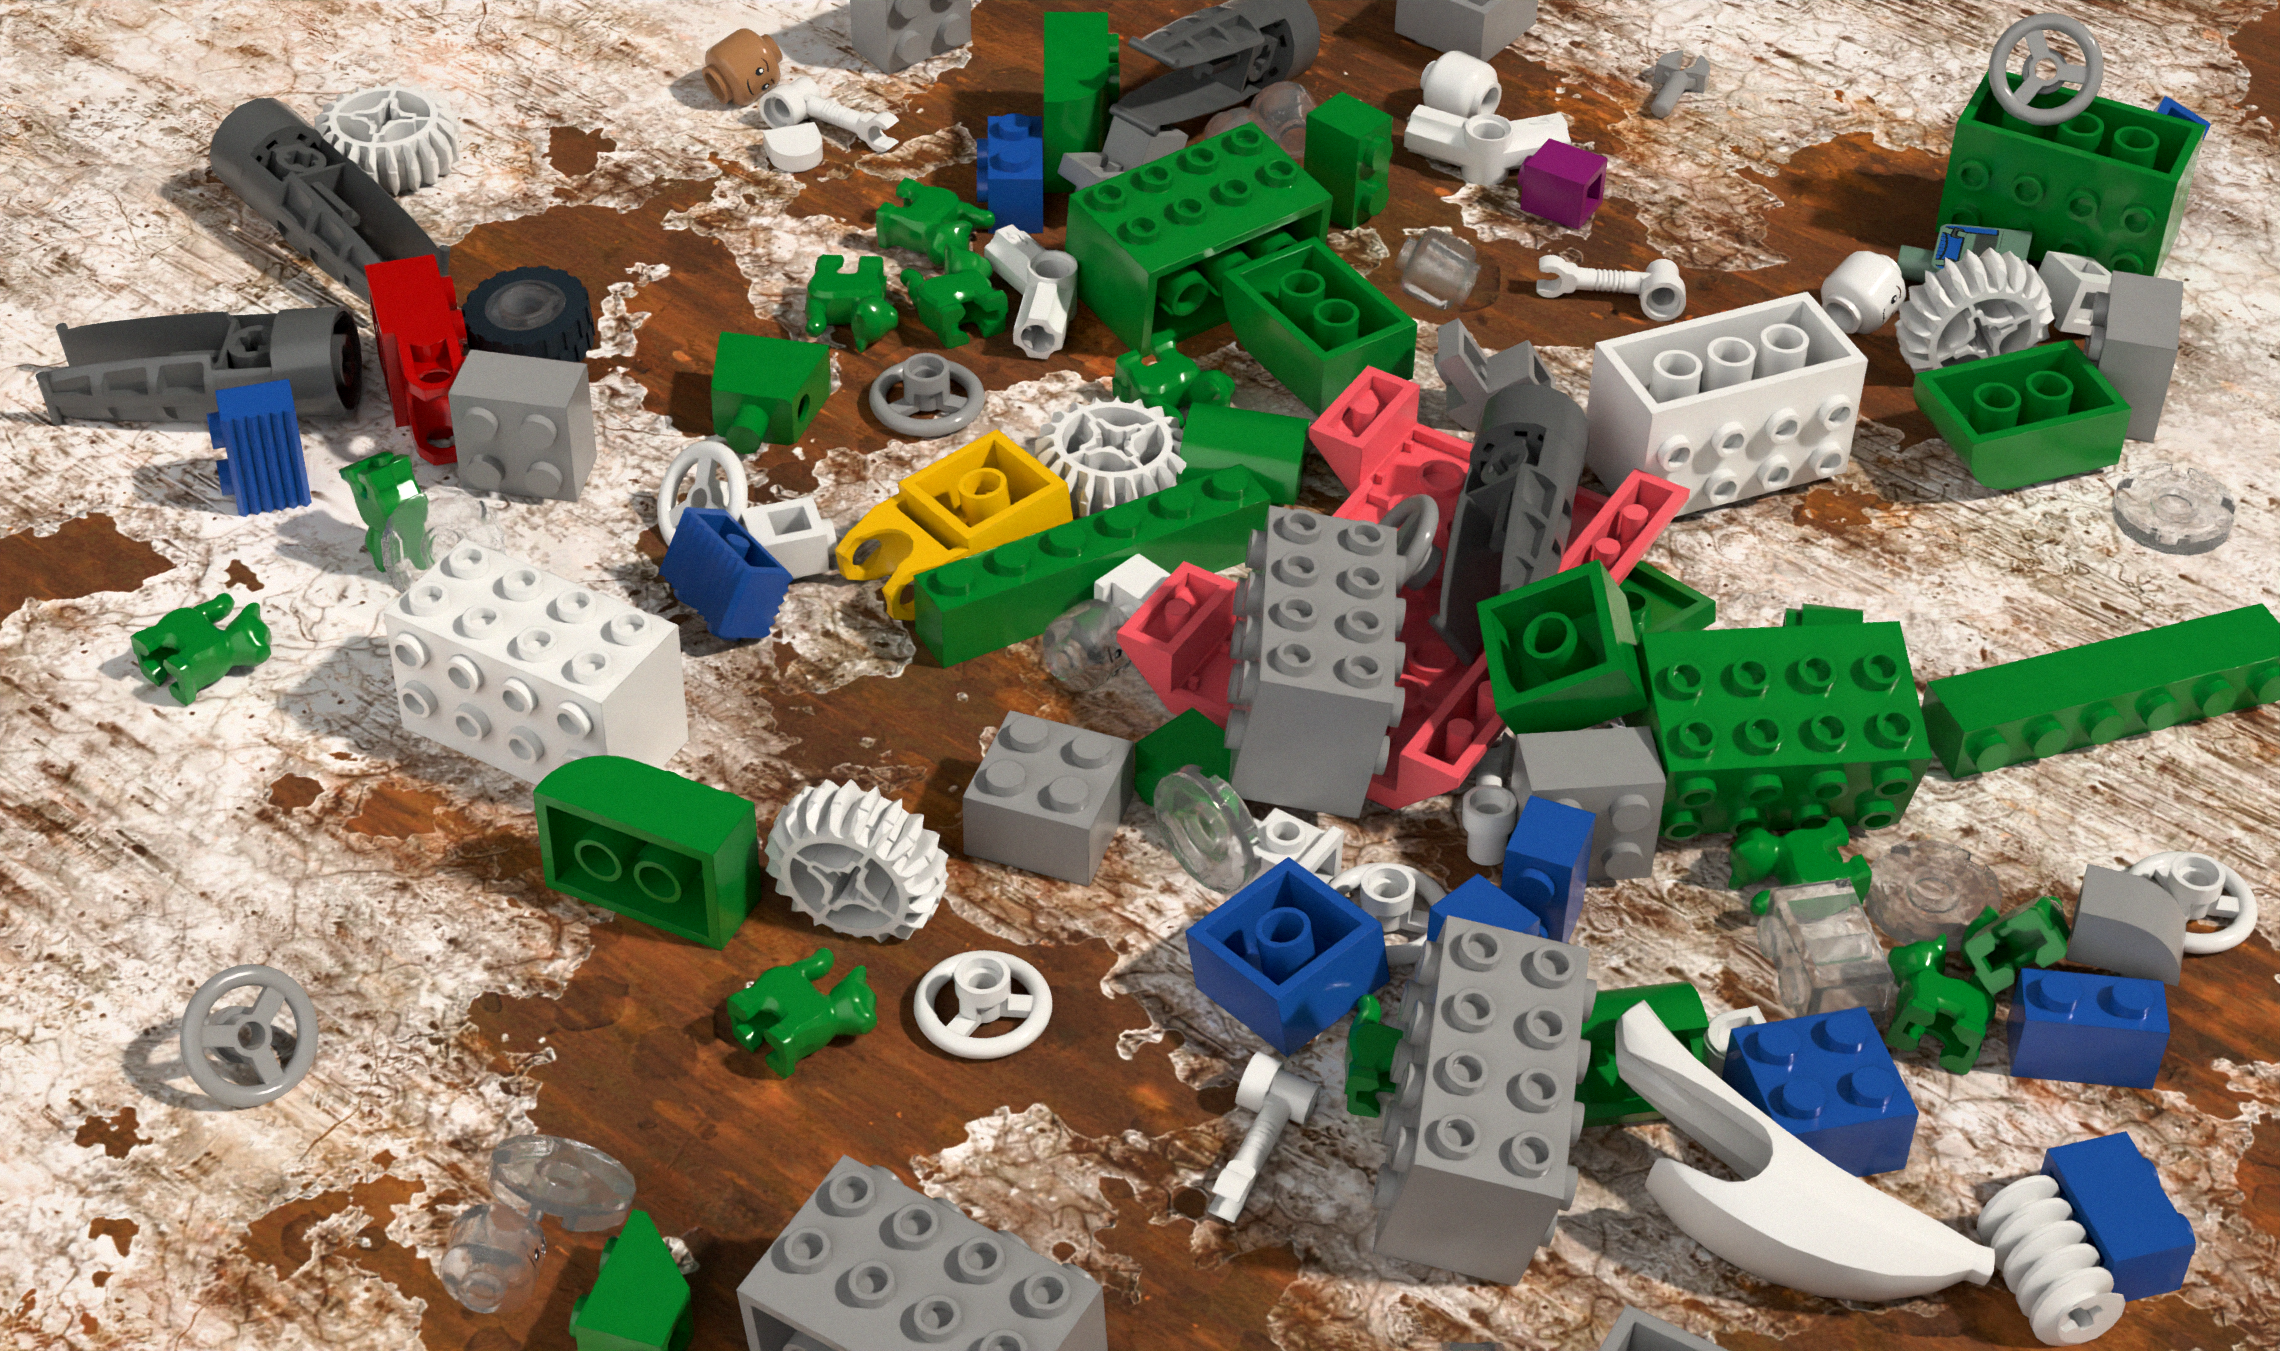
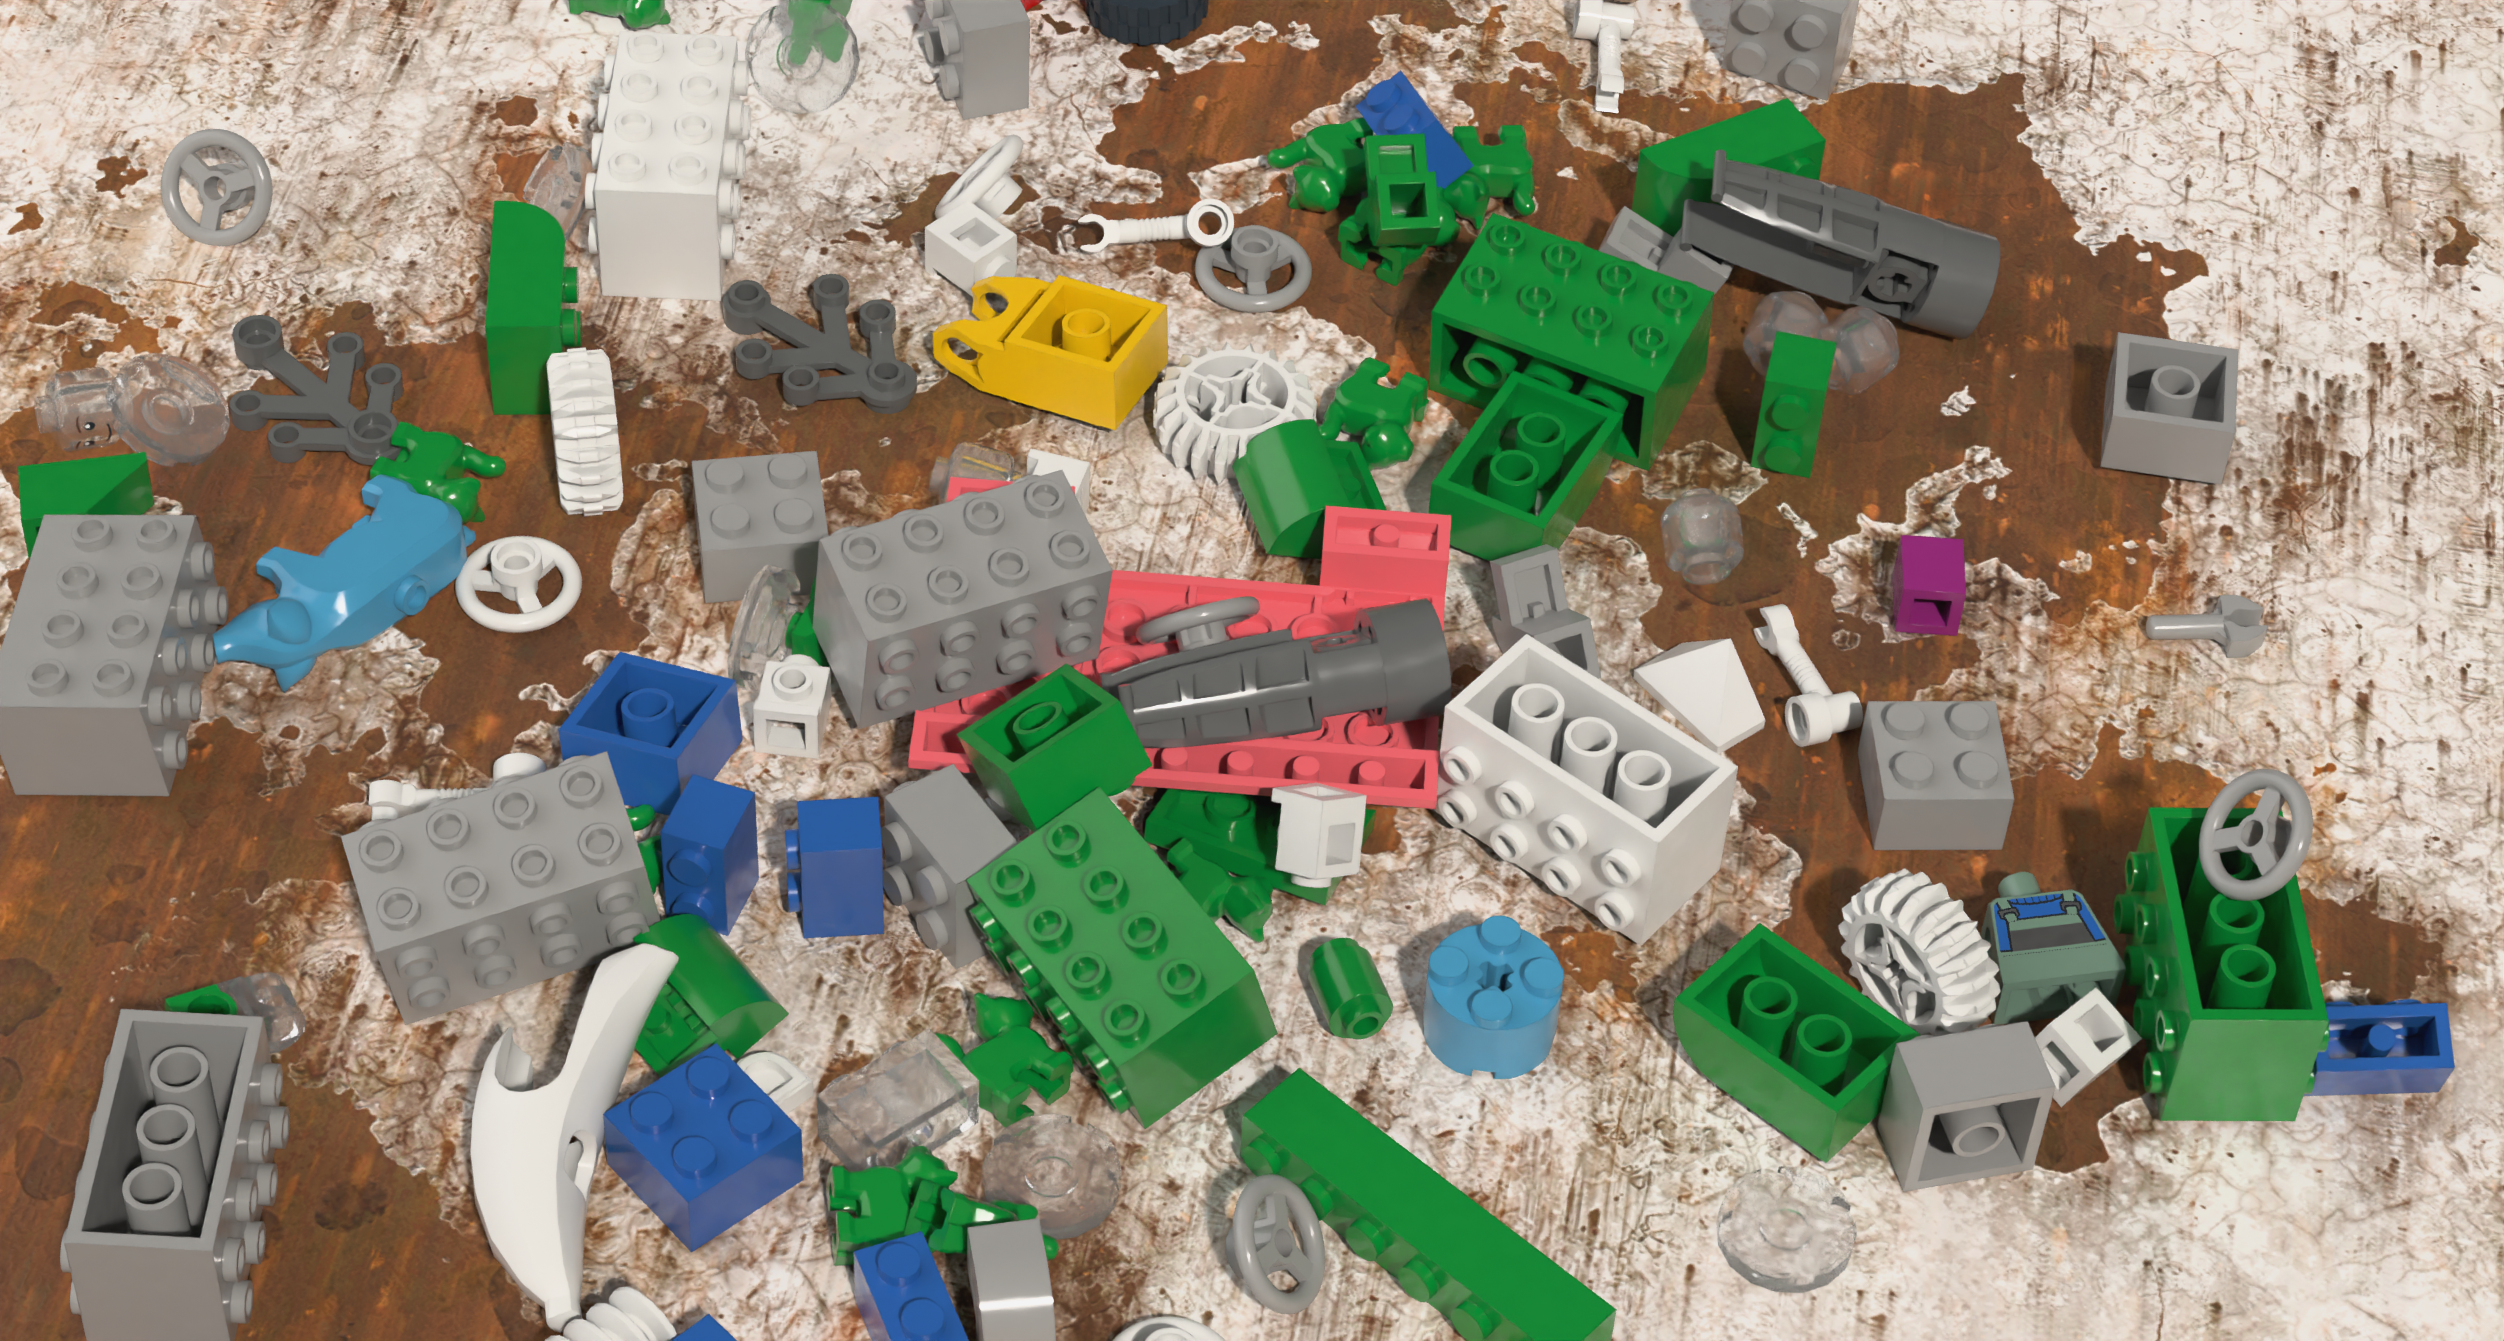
camera: 60 degrees right, 5 degrees up
(491, 775) = (560, 184): none -> clear tile
(689, 1046) = (360, 433): none -> dark grey plant
(724, 574) = (890, 225): blue brick -> none
(767, 389) = (1161, 161): green torso -> none
(794, 147) = (1545, 49): white tile -> none
(873, 389) = (1171, 228): none -> white brick
(891, 224) = (1397, 109): none -> blue brick
(895, 665) = (881, 382): none -> dark grey plant
(929, 1097) = (354, 586): none -> dark azure animal
(978, 261) = (1400, 191): none -> green brick
(1012, 172) = (1587, 193): blue brick -> none
(1029, 582) = (1132, 470): green brick -> none
(1047, 284) = (1415, 291): white piece -> none
(1388, 896) = (780, 781): white piece -> none
(1460, 85) = (2024, 457): white head -> none
(1481, 145) = (1943, 508): white piece -> none
(1570, 334) = (1705, 691): none -> white slope
(1694, 564) = (1319, 832): none -> white brick
(1767, 248) = (1935, 775): none -> light grey brick
(1863, 292) = (1941, 855): white head -> none
(1886, 557) = (1492, 999): none -> dark azure brick
(2095, 777) = (1269, 1244): none -> light grey piece

